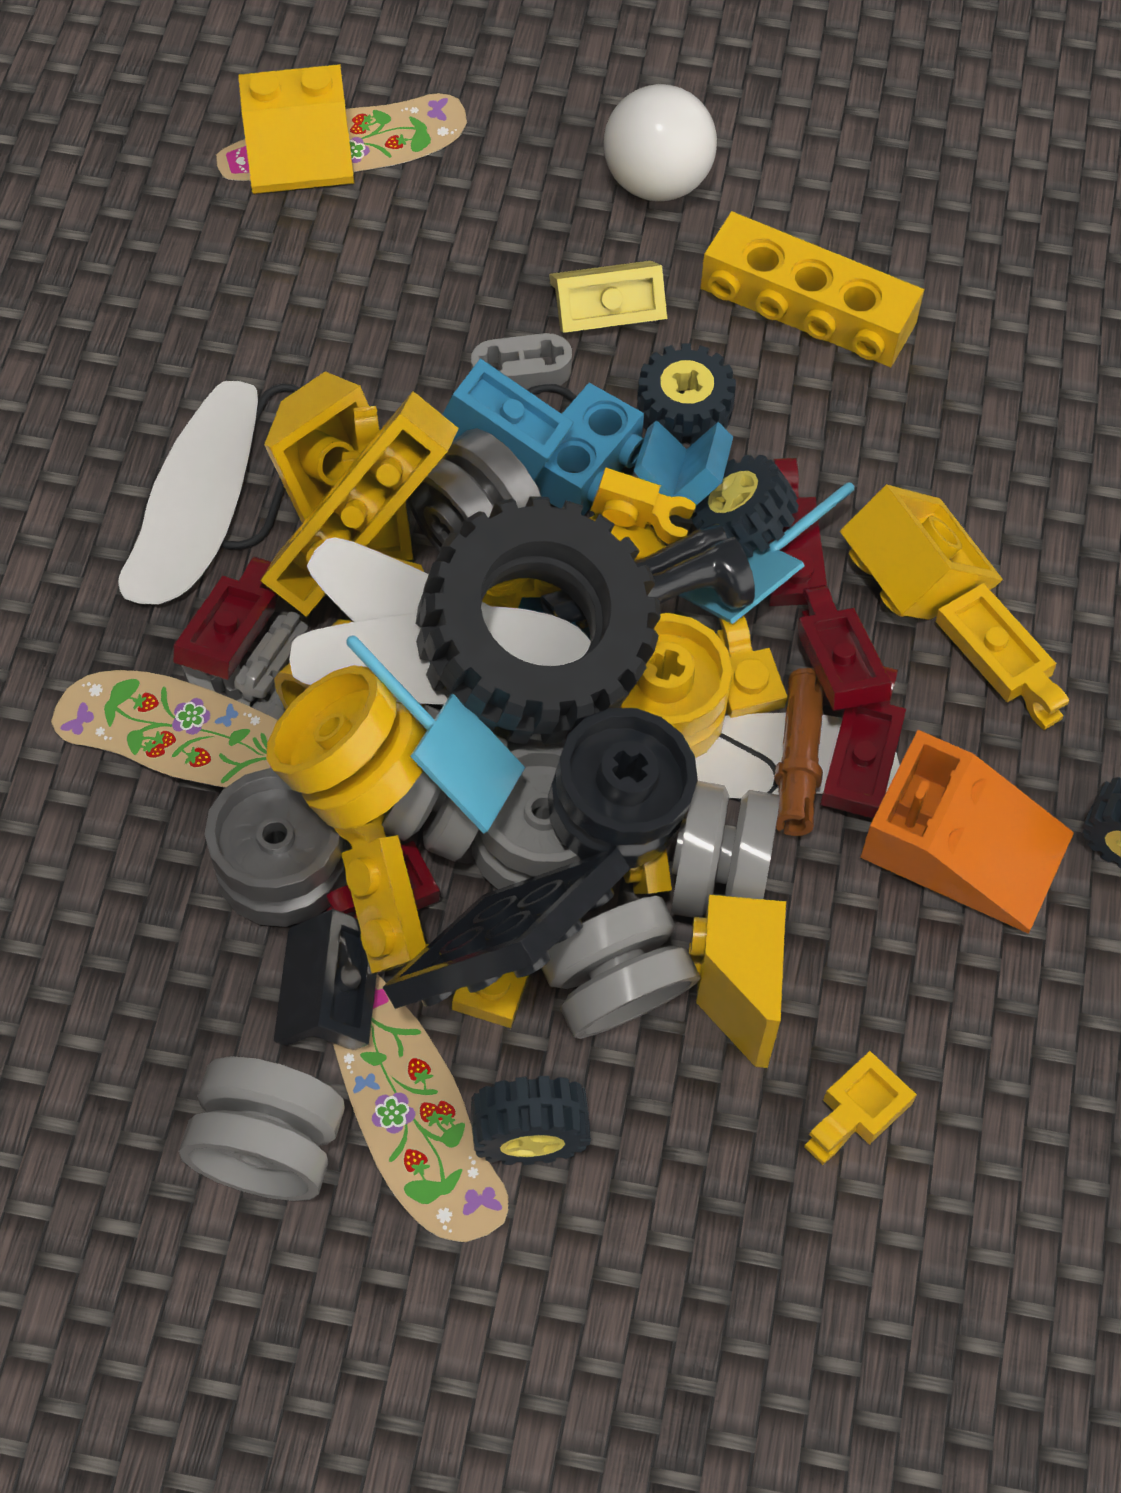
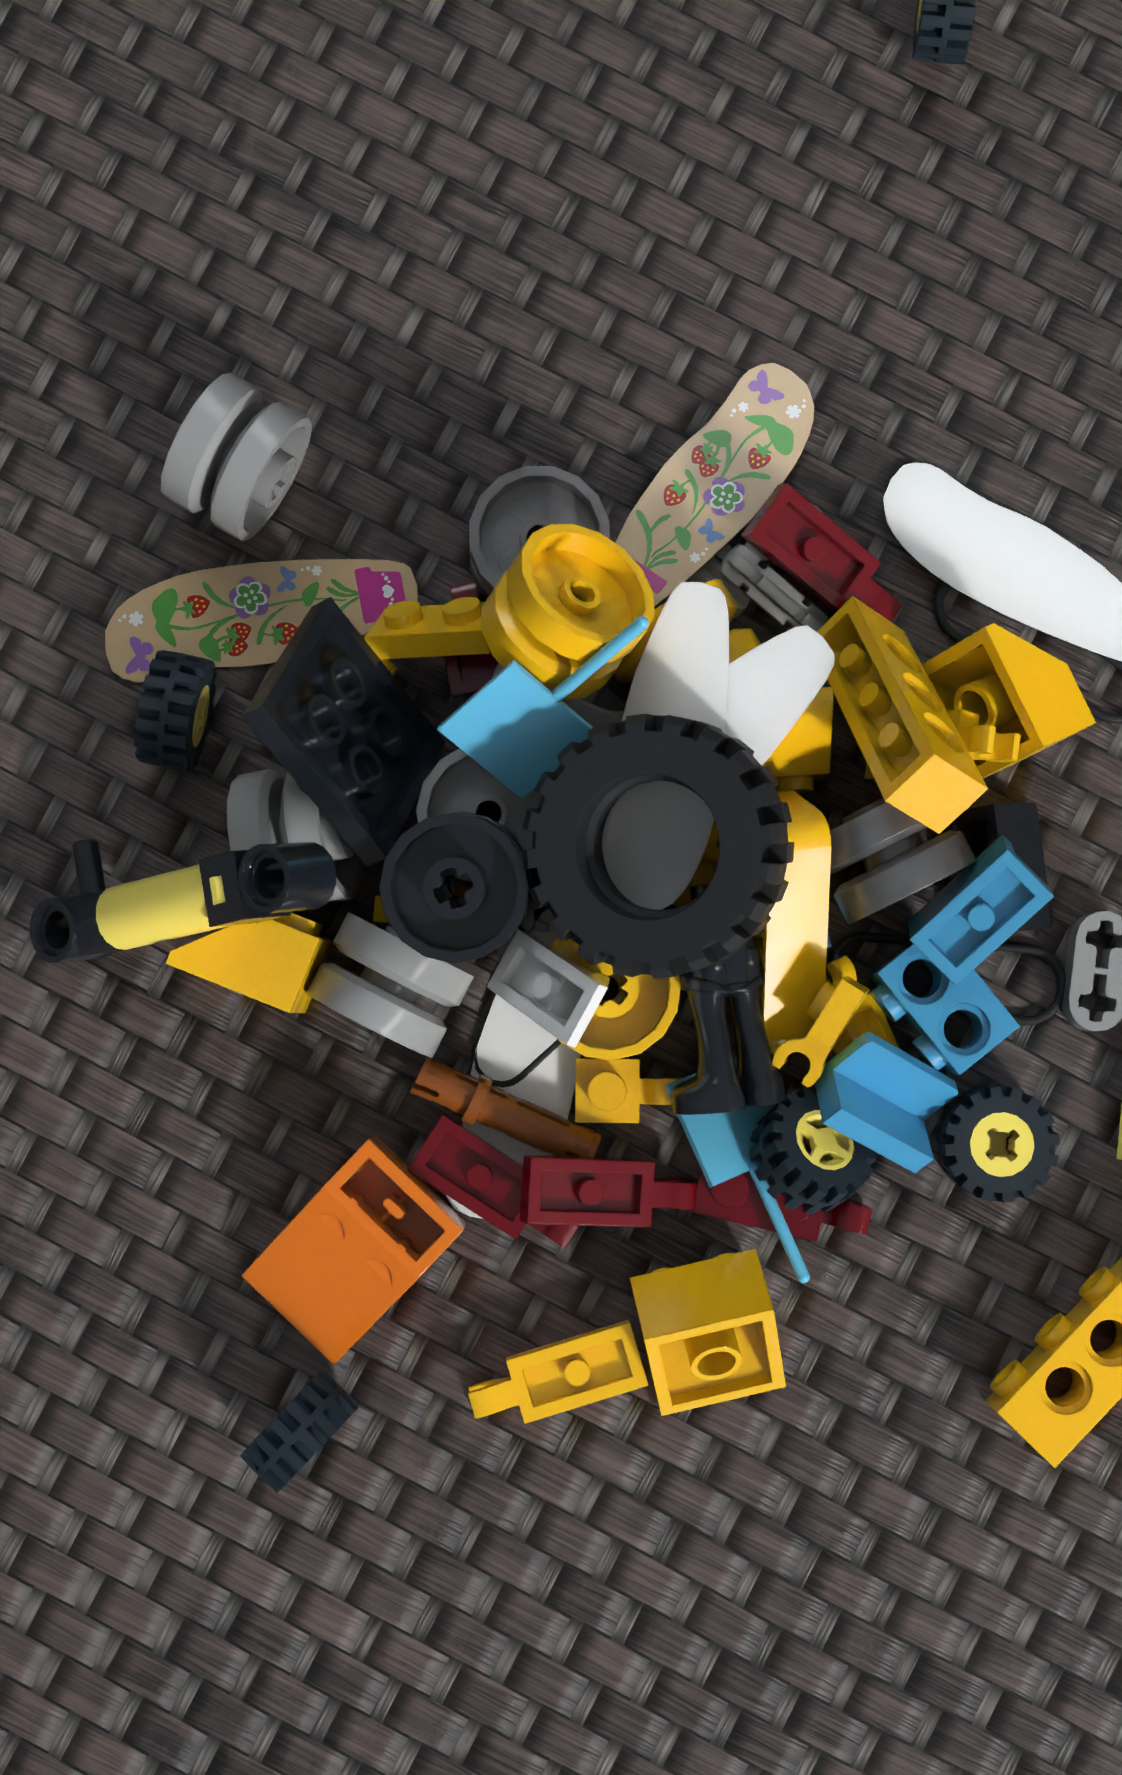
camera: 110 degrees right, 25 degrees up
(326, 983) = (386, 560): black panel -> none
(691, 680) = (548, 987): none -> white slope
(695, 955) = (214, 894): none -> black piece
(862, 1102) = (114, 1042): yellow plate -> none

